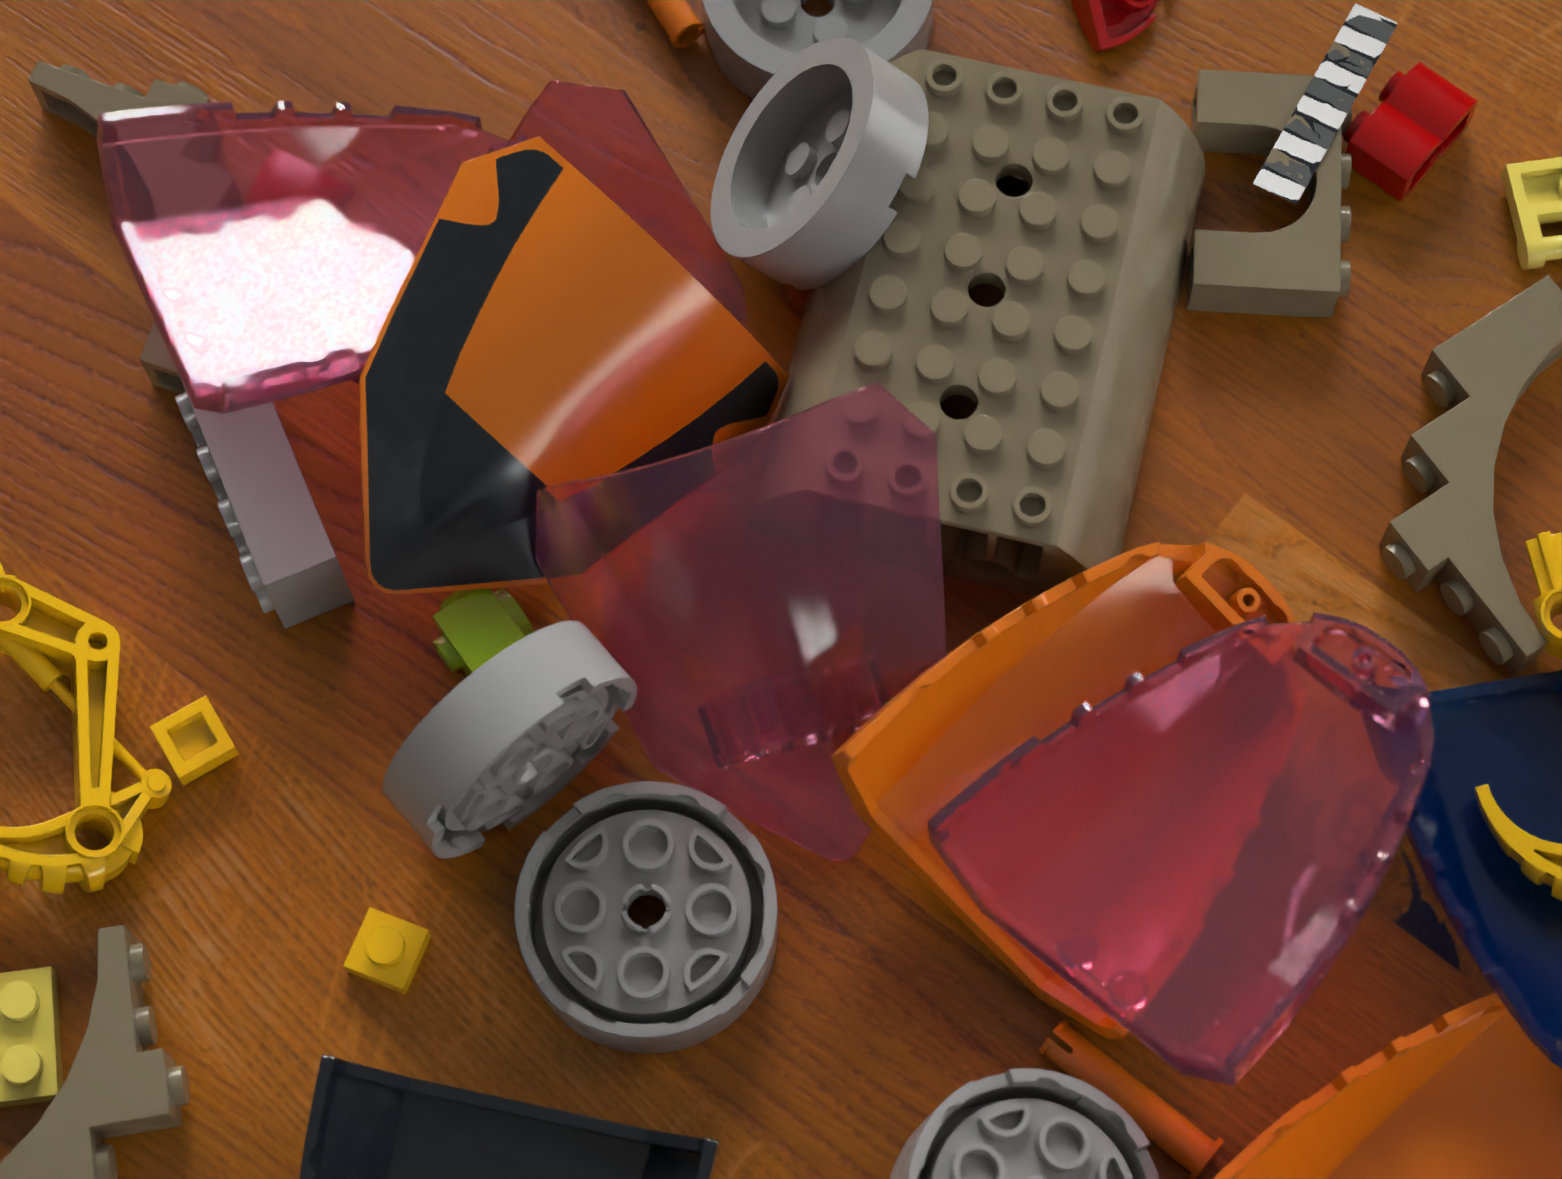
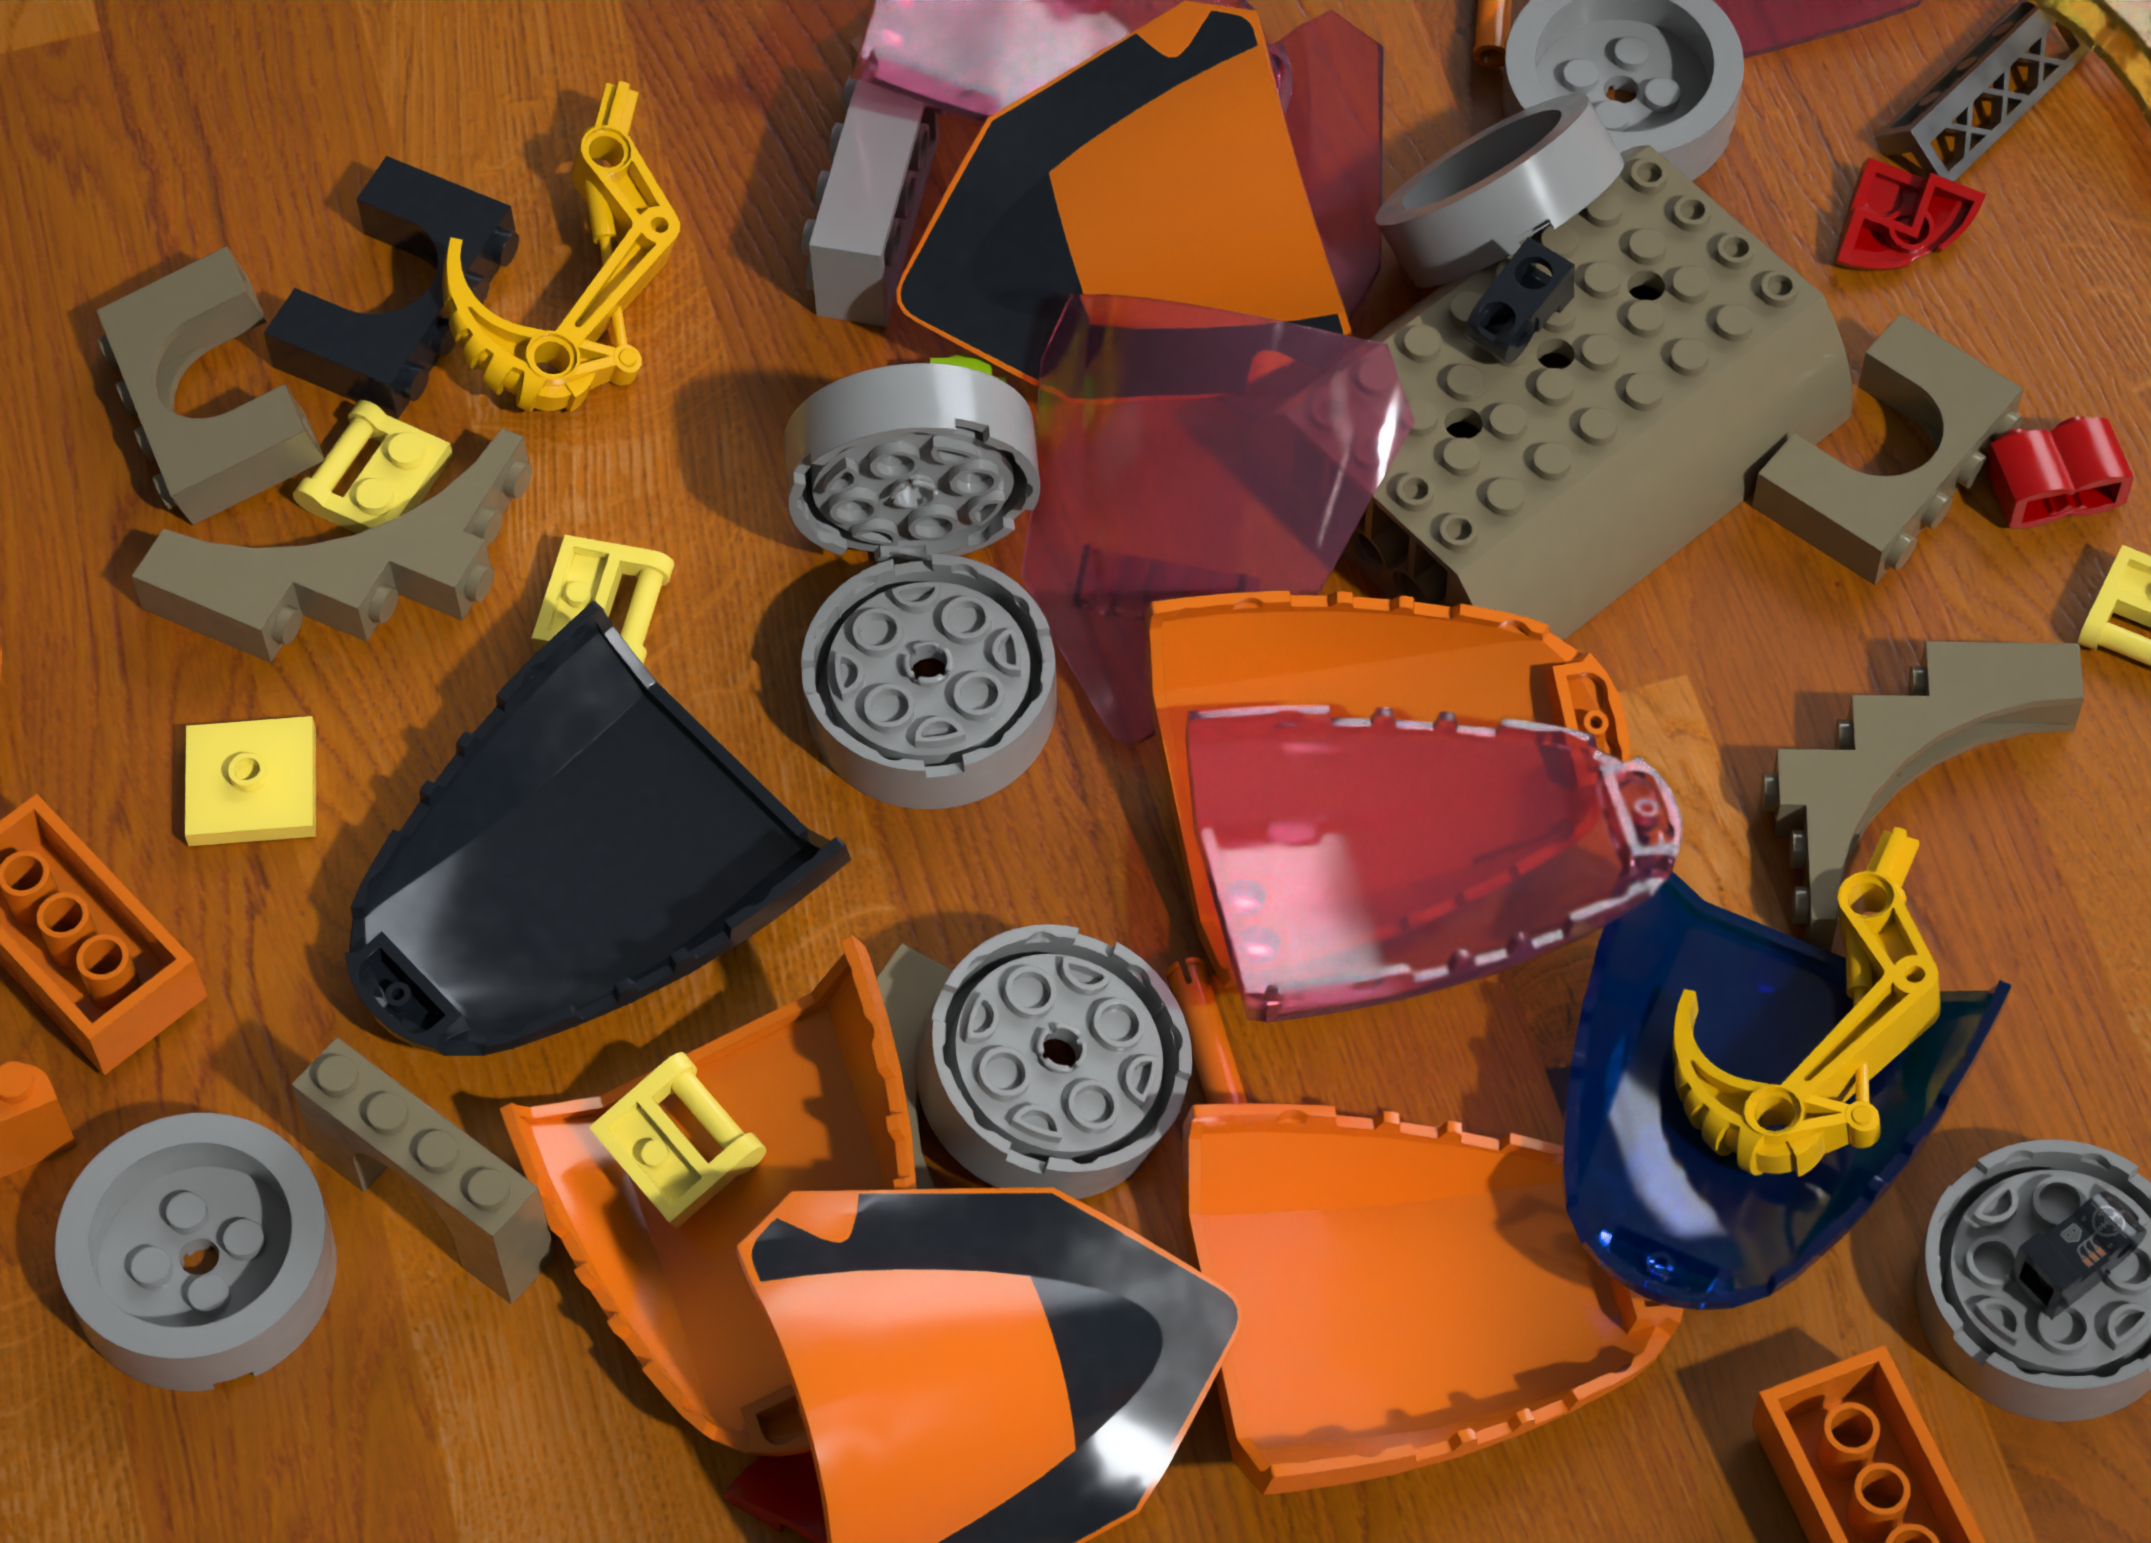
camera: 35 degrees right, 10 degrees down
(194, 740) = (681, 348): yellow plate -> none
(280, 1034) = (592, 572): none -> light yellow plate
(387, 950) = (712, 589): yellow plate -> none
(939, 264) = (1520, 301): none -> black leg
(1325, 104) = (1991, 400): sticker -> none

